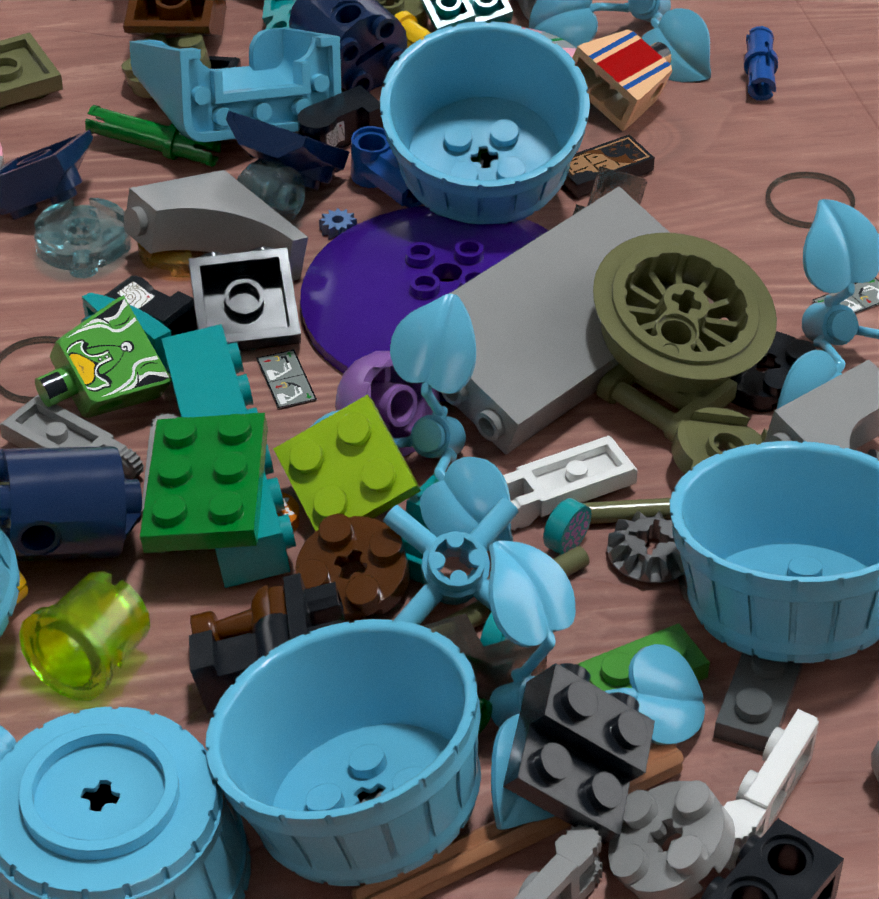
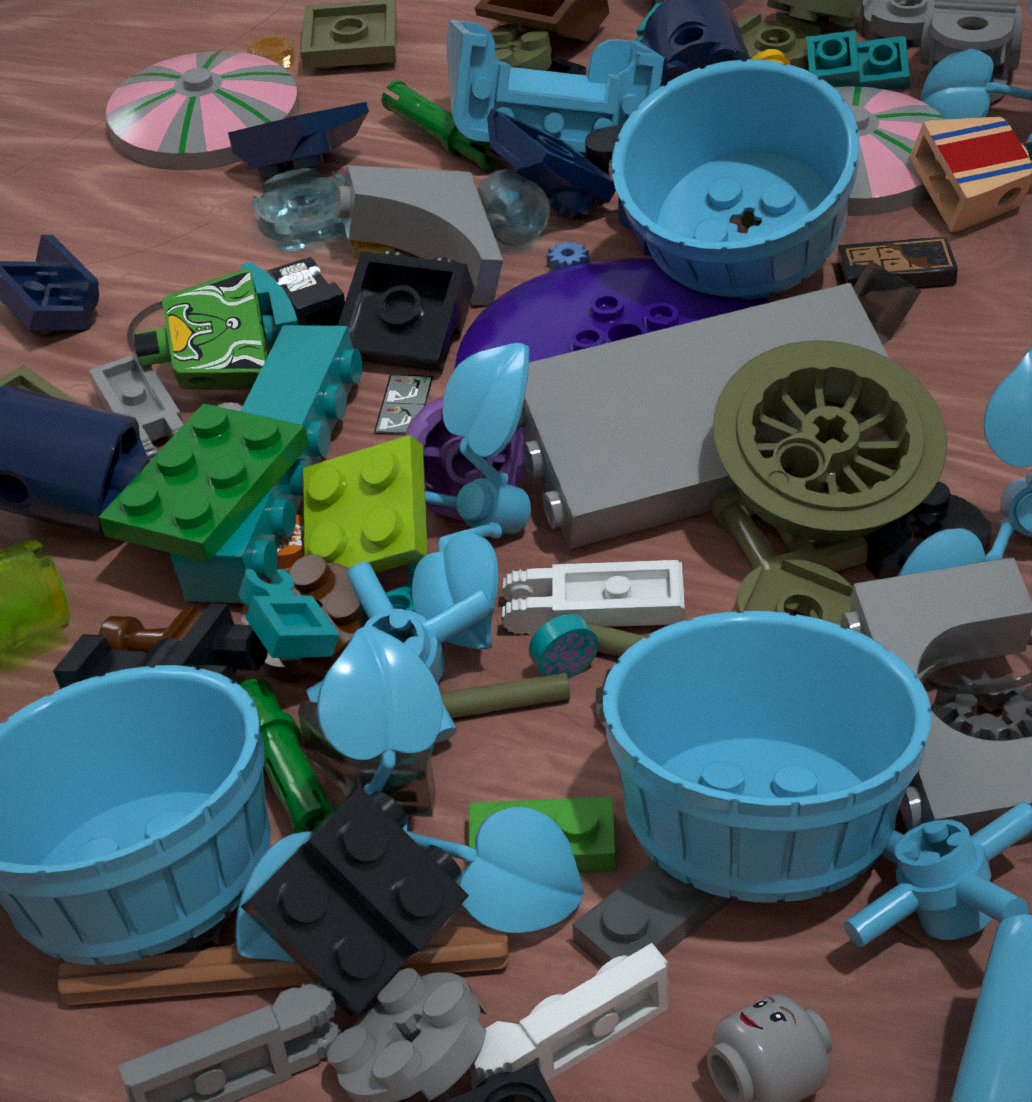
camera: 30 degrees right, 0 degrees up
(359, 570) = (285, 622): none -> teal plate

